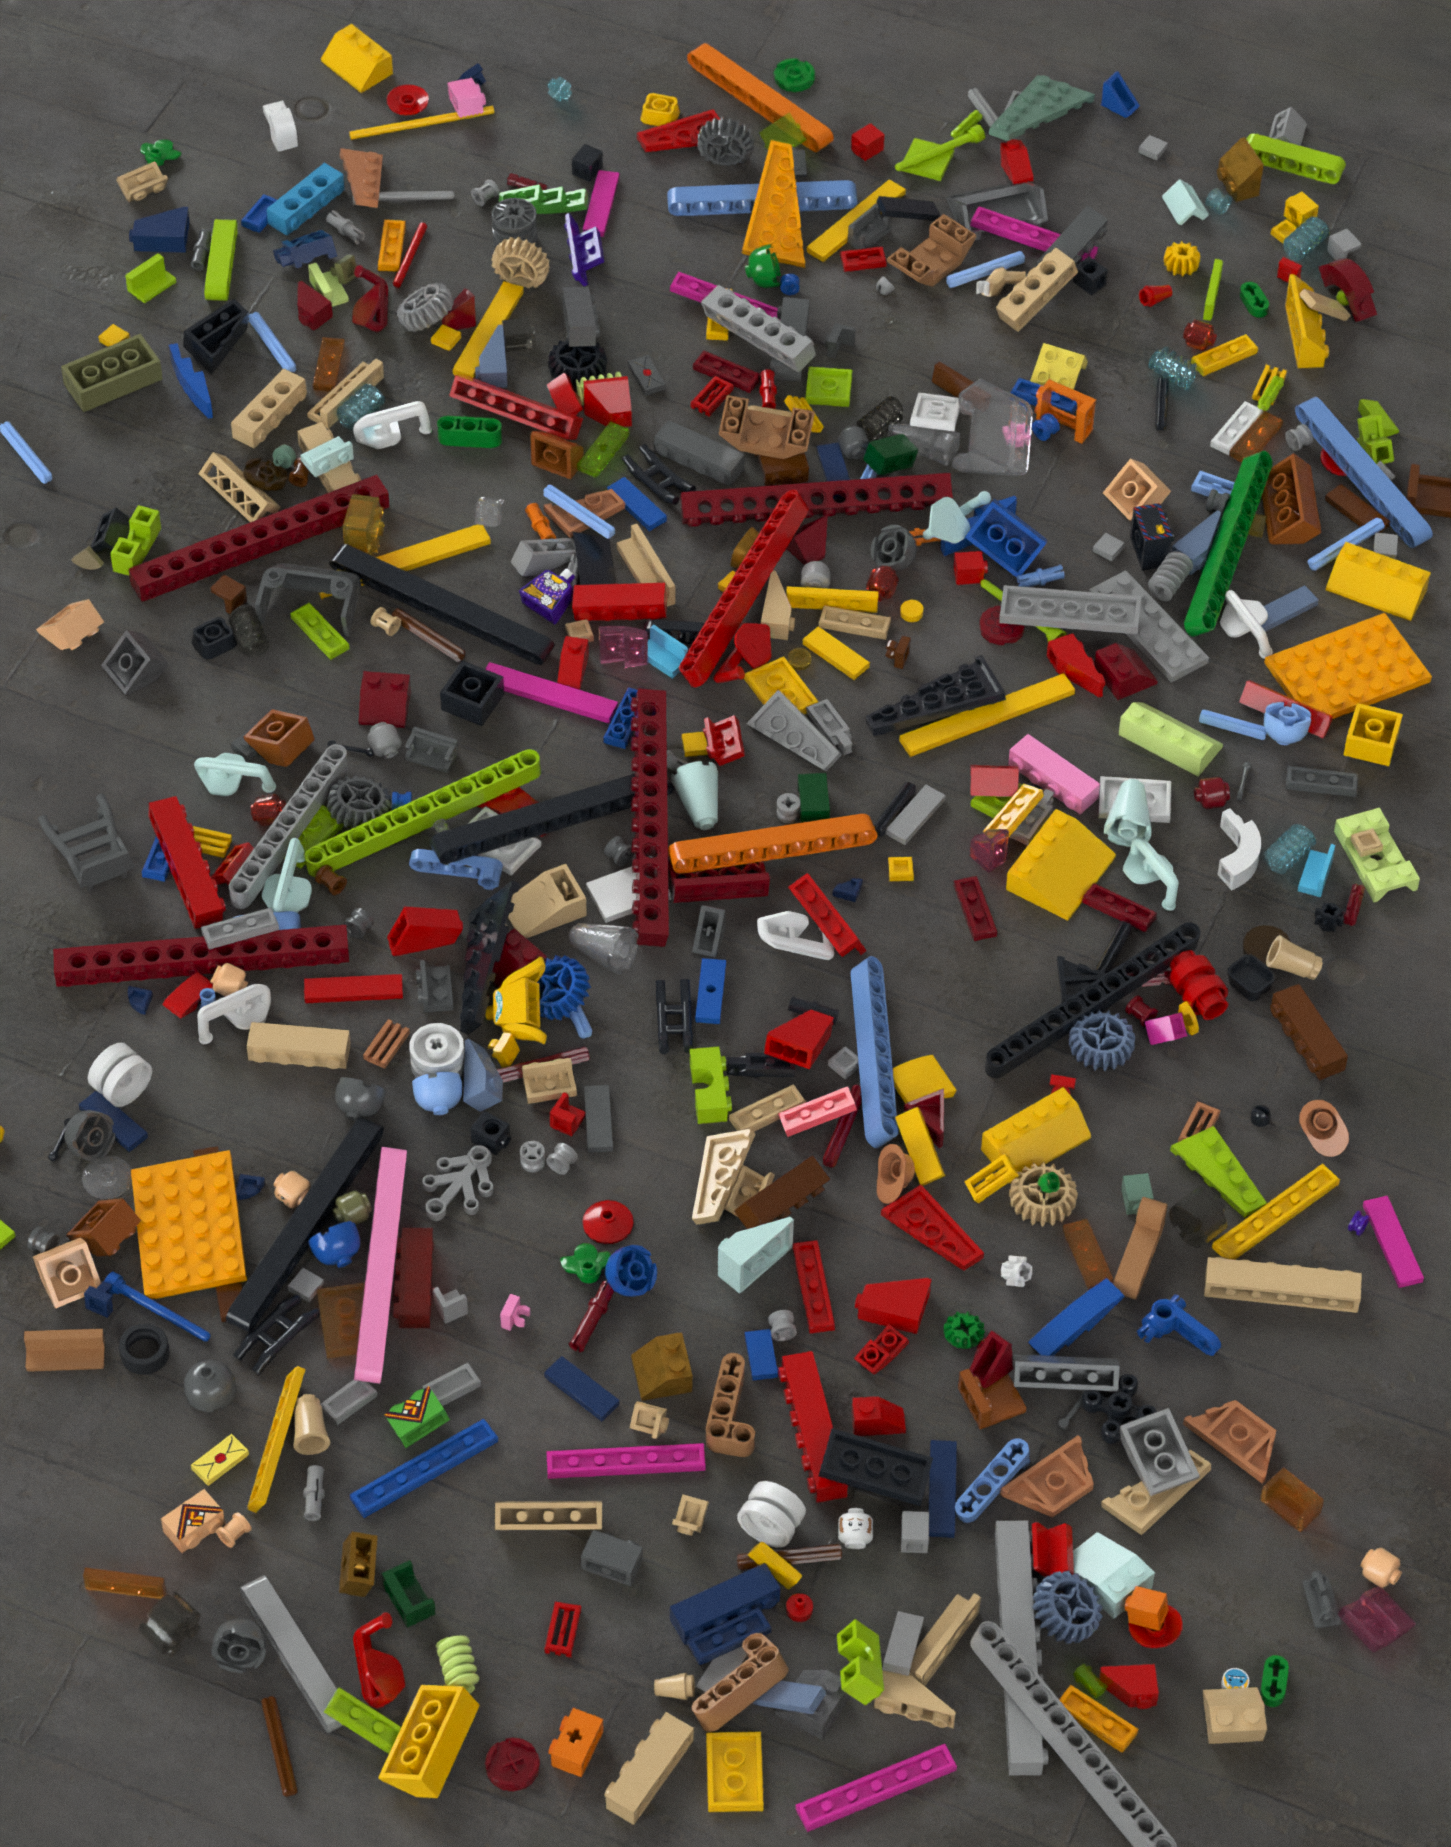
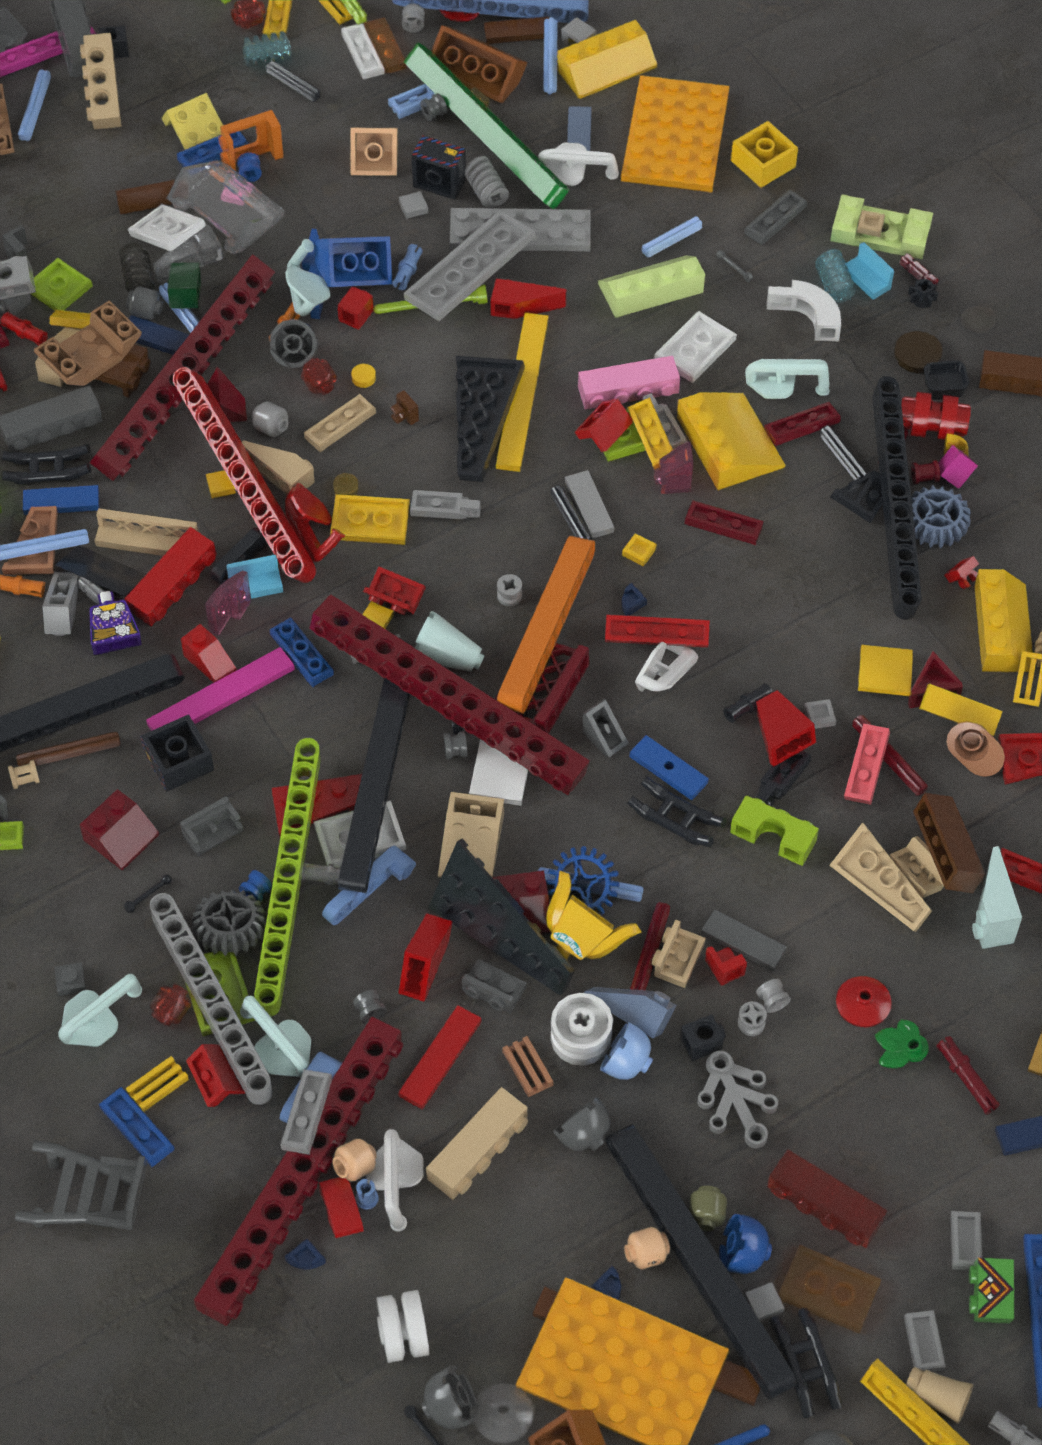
camera: 55 degrees left, 5 degrees up
(126, 1131) = (416, 1372): dark blue tile -> none
(186, 862) = (178, 1114): red brick -> none
(280, 737) = (91, 943): dark orange slope -> none
(331, 880) = (298, 1000): reddish brown bush -> none
(380, 1265) = (795, 1221): bright pink beam -> none
(384, 740) = (168, 858): light grey head -> none
(450, 1305) = (876, 1186): light grey panel -> none
(504, 1049) = (612, 971): yellow tile -> none
(511, 1311) = (921, 1140): bright pink tile -> none
(580, 629) = (170, 630): tan tile -> none
(606, 944) = (555, 818): clear cone -> none
(631, 1271) = (947, 1013): blue cylinder -> none
(743, 547) = (196, 449): pearl gold piece -> none
(766, 1110) = (830, 803): tan tile -> none
(792, 729) = (424, 535): light grey wing -> none
(813, 797) = (518, 562): dark green panel -> none
(836, 653) = (363, 455): yellow tile -> none
(845, 599) = (311, 415): yellow tile -> none
(874, 1052) = (832, 683): medium blue beam -> none
(998, 279) = (57, 100): tan arm -> none
(998, 632) = (431, 330): dark red tile -> none
(1123, 670) = (558, 272): dark red slope -> none
(1129, 815) = (721, 354): light aqua cone -> none
(1152, 295) = (173, 16): red cone -> none
(1199, 541) = (467, 138): sand blue slope -> none
(1212, 793) = (736, 290): dark red head -> none
(1260, 697) = (687, 193): tile -> none
(1285, 723) = (709, 198): light blue cylinder -> none
(1293, 959) = (950, 341): tan plant -> none

